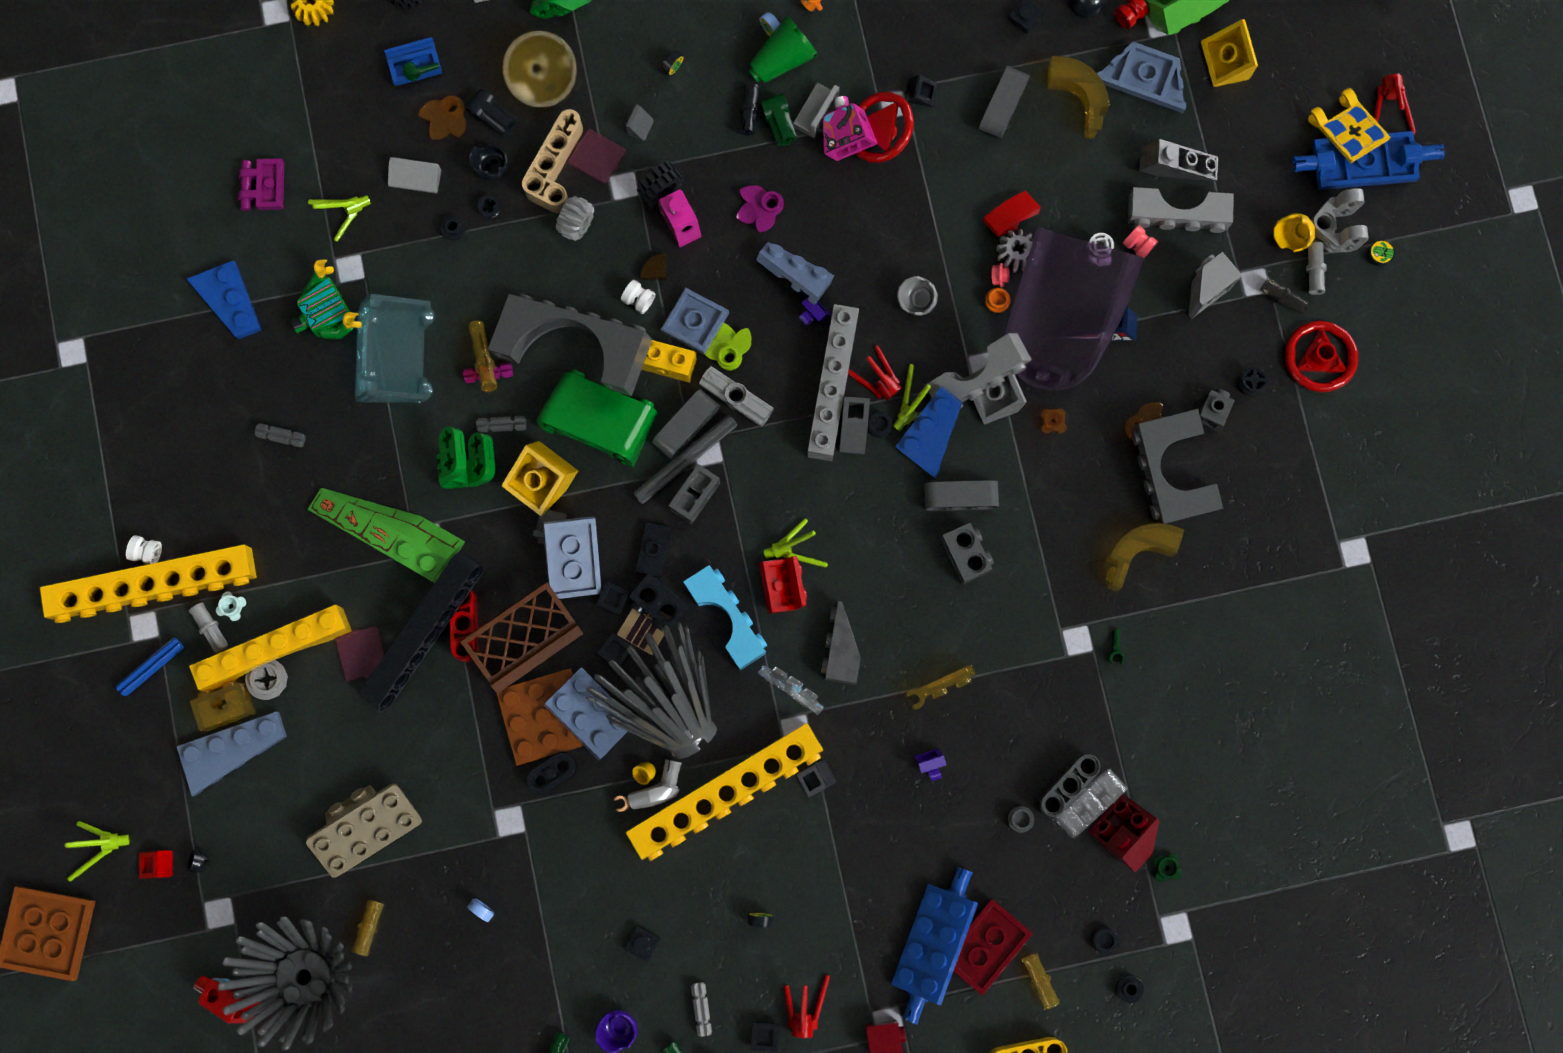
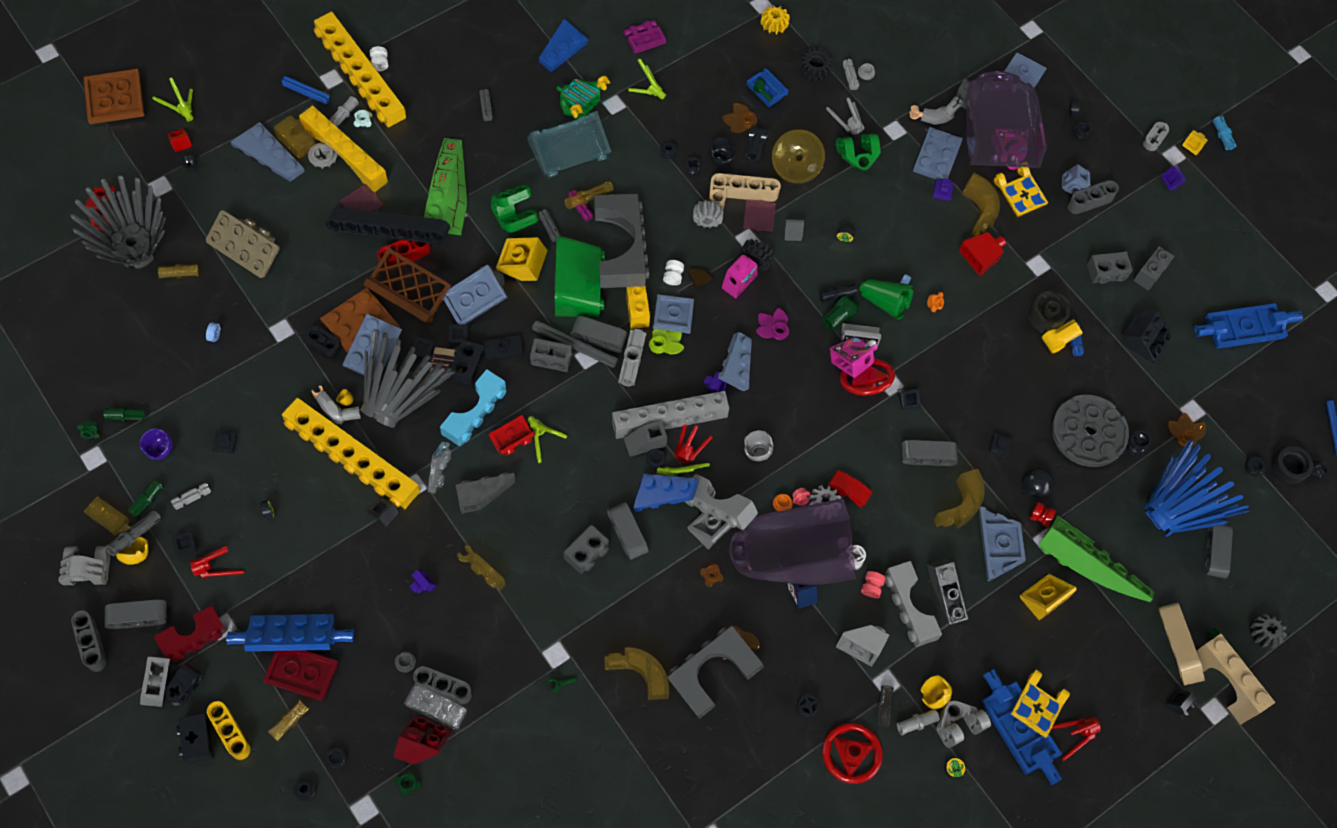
camera: 60 degrees right, 15 degrees down
(414, 175) = (692, 115): light grey slope -> none
(1212, 417) = (767, 691): dark grey brick -> none

